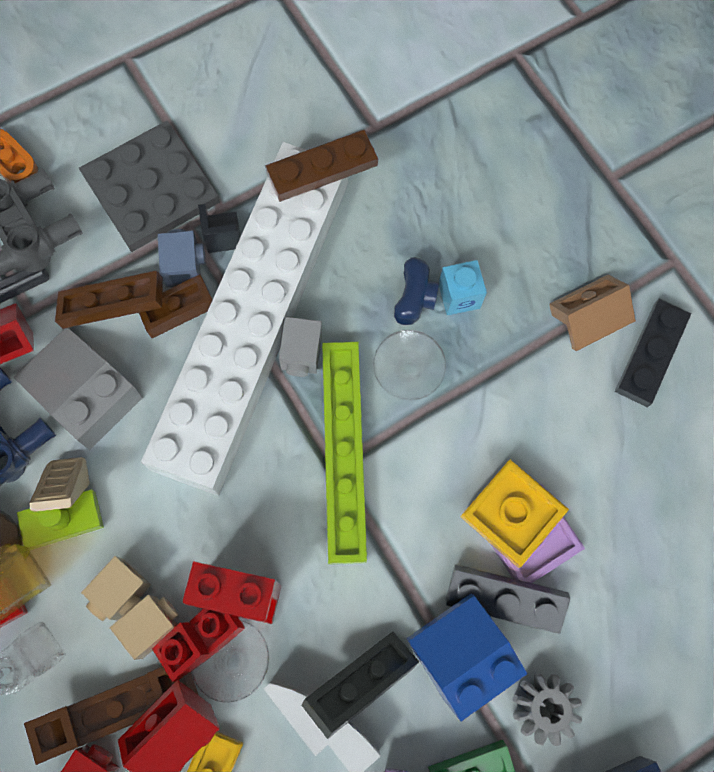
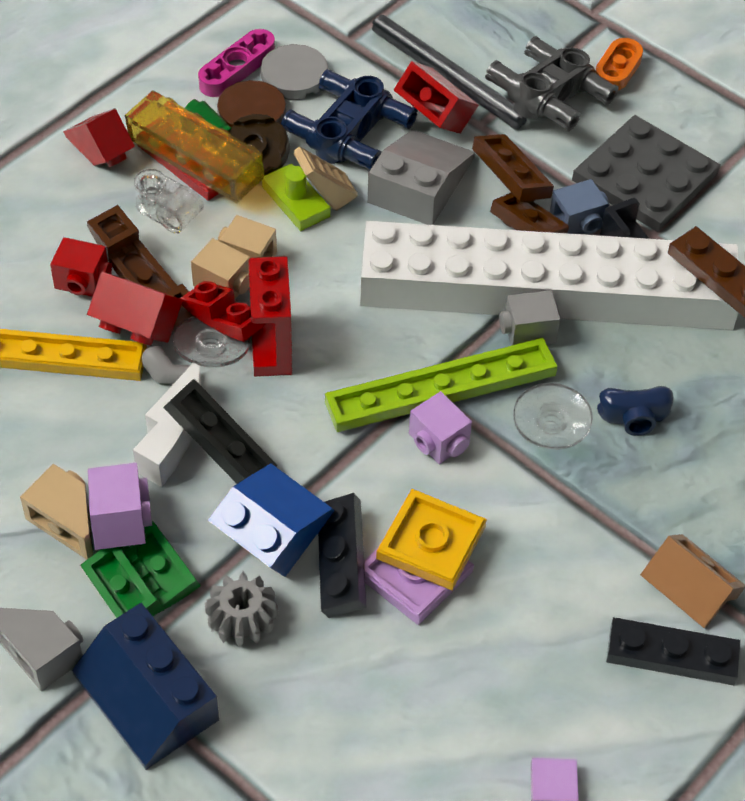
camera: 75 degrees right, 20 degrees down
(242, 719) = (160, 366): none -> light grey arm
(397, 467) = (440, 428): none -> lavender brick
(462, 287) = (658, 441): medium azure brick -> none

